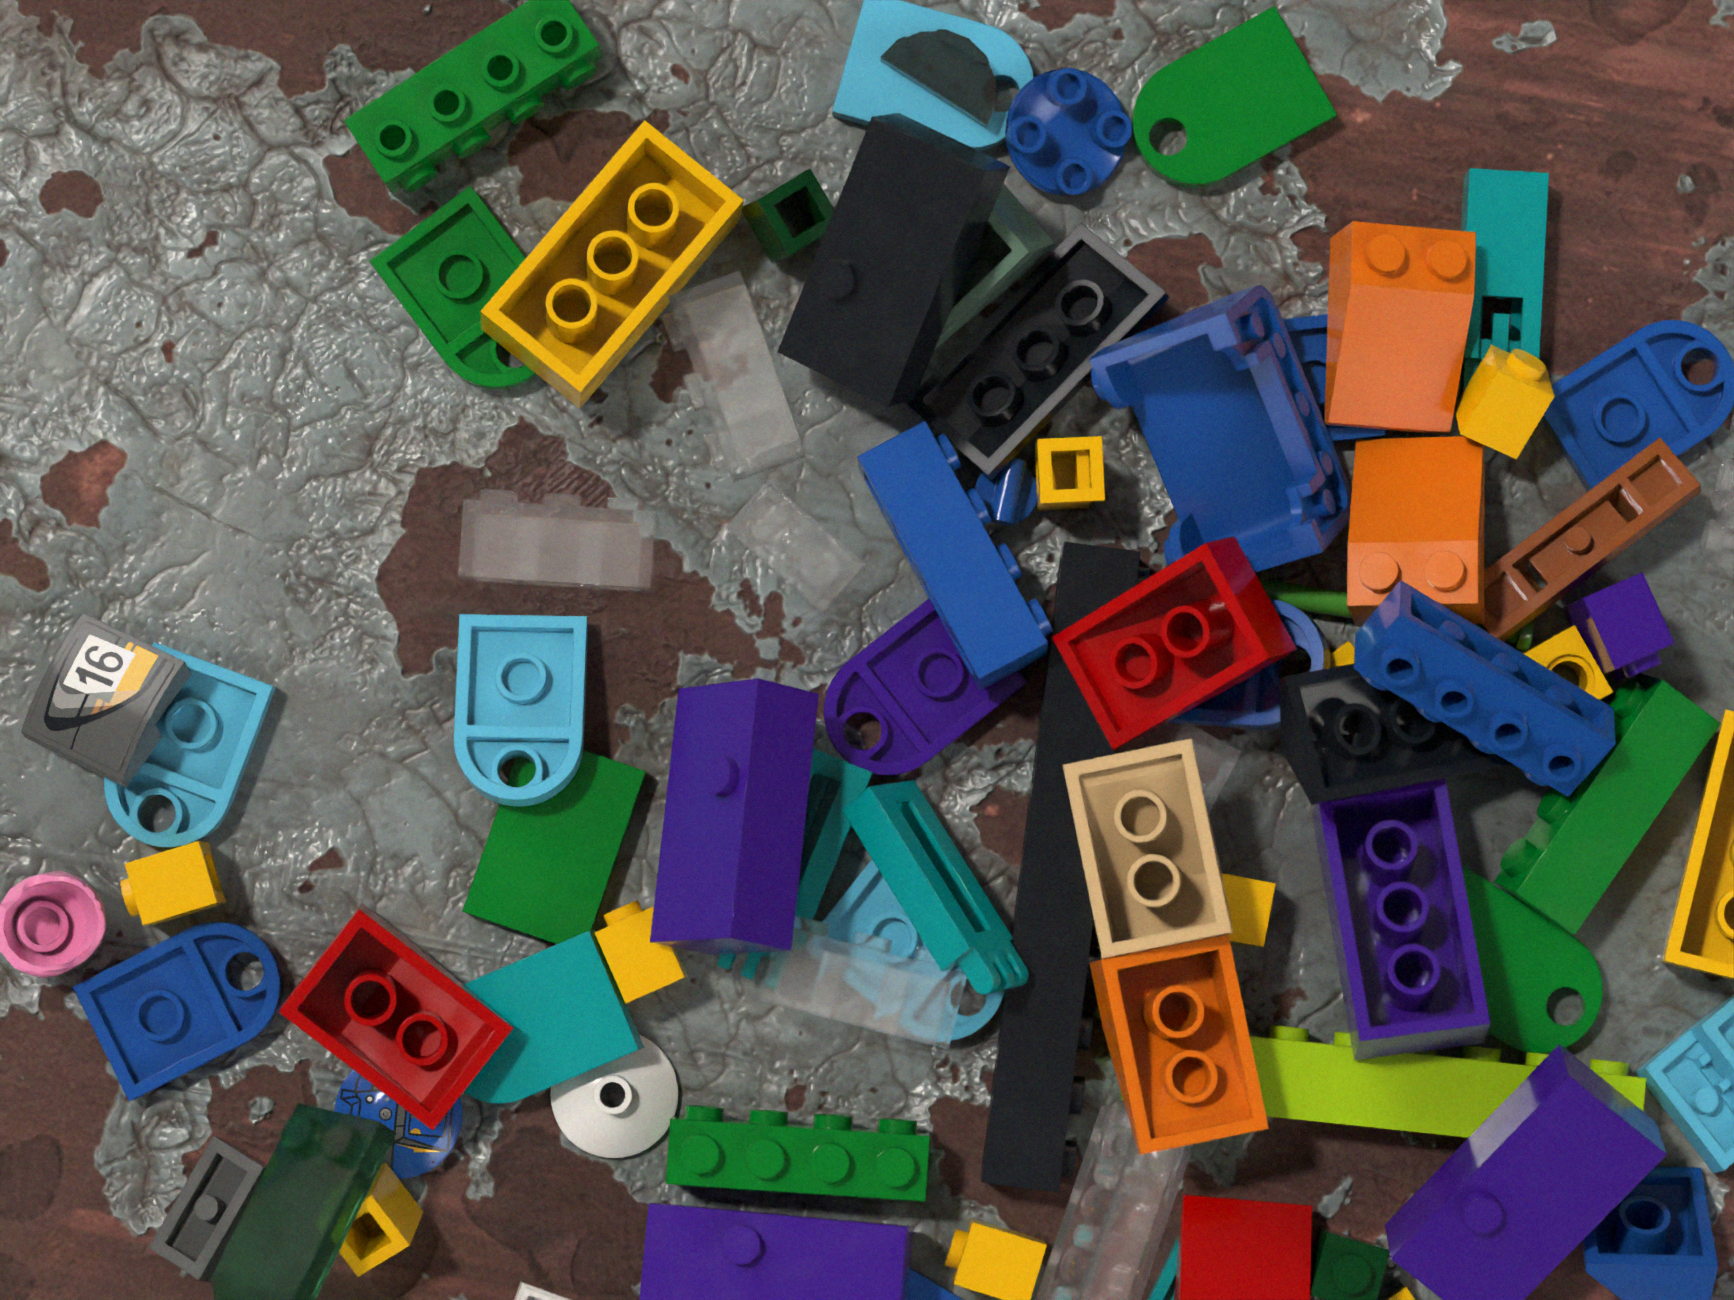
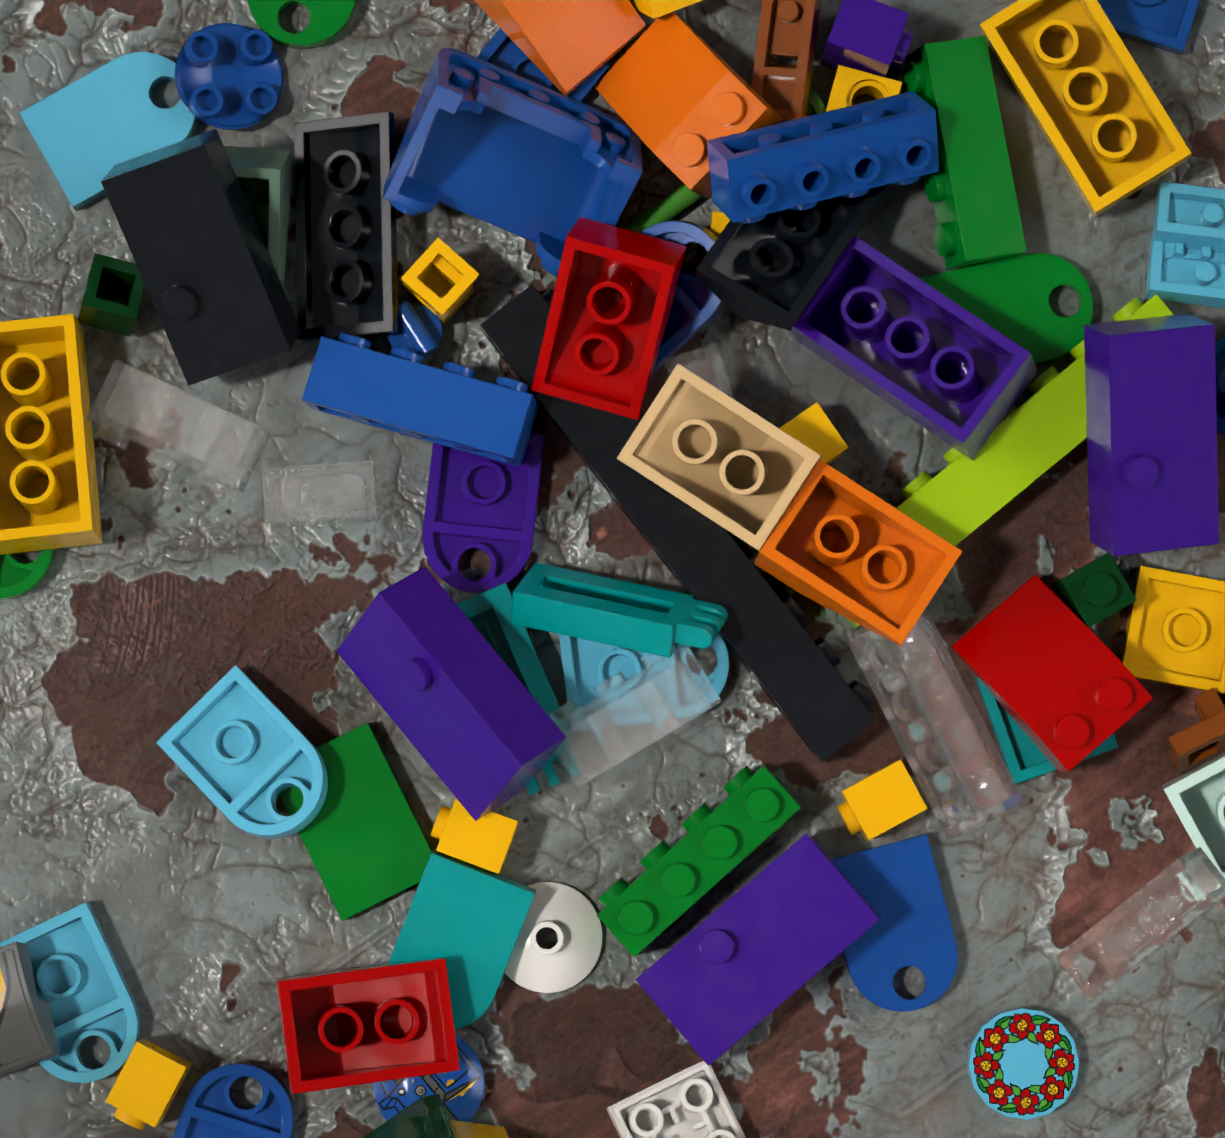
camera: 50 degrees left, 0 degrees up
(558, 542) = (172, 637): clear brick -> none
(948, 69) = (118, 109): clear smoke tile -> none

